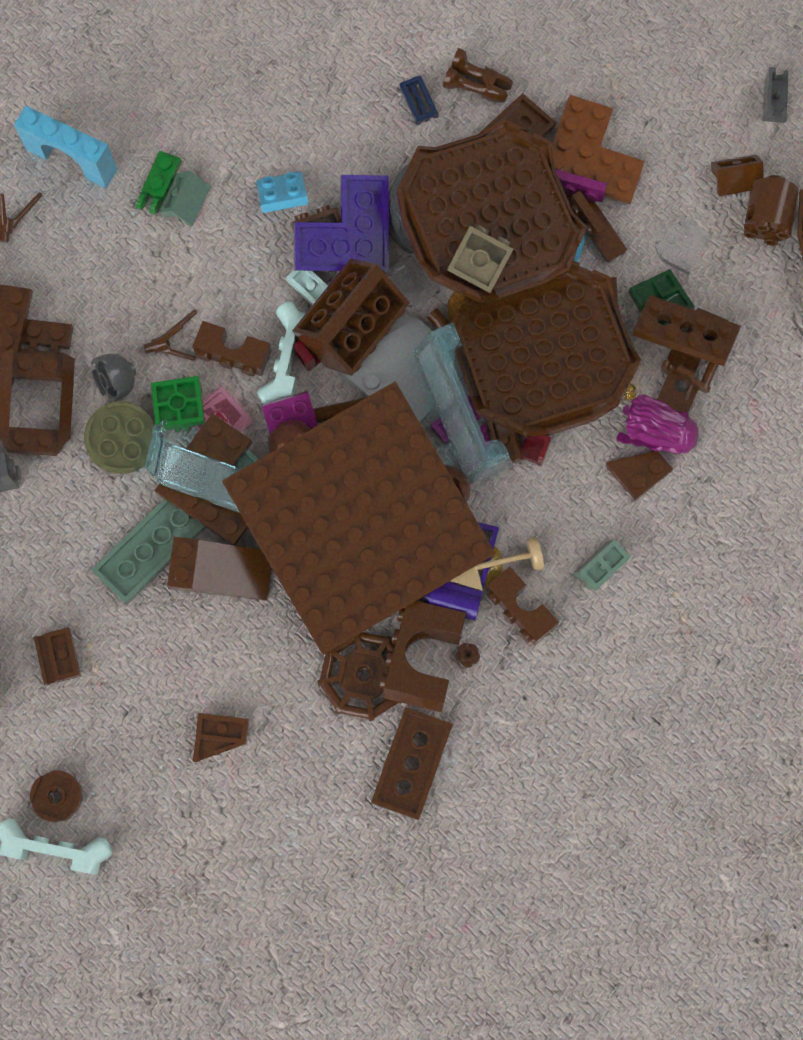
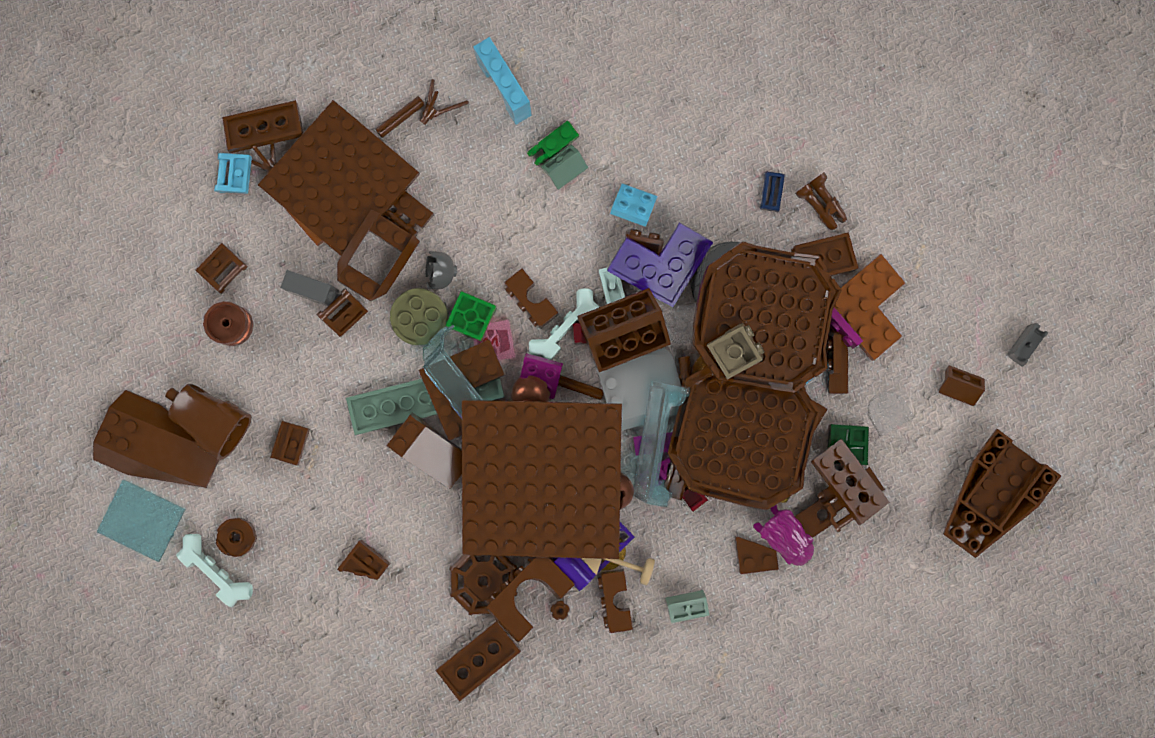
camera: 30 degrees right, 10 degrees up
(40, 483) = (345, 317): none -> reddish brown plate
(162, 343) = (487, 264): reddish brown plant -> none
(771, 209) = (967, 428): reddish brown cylinder -> none

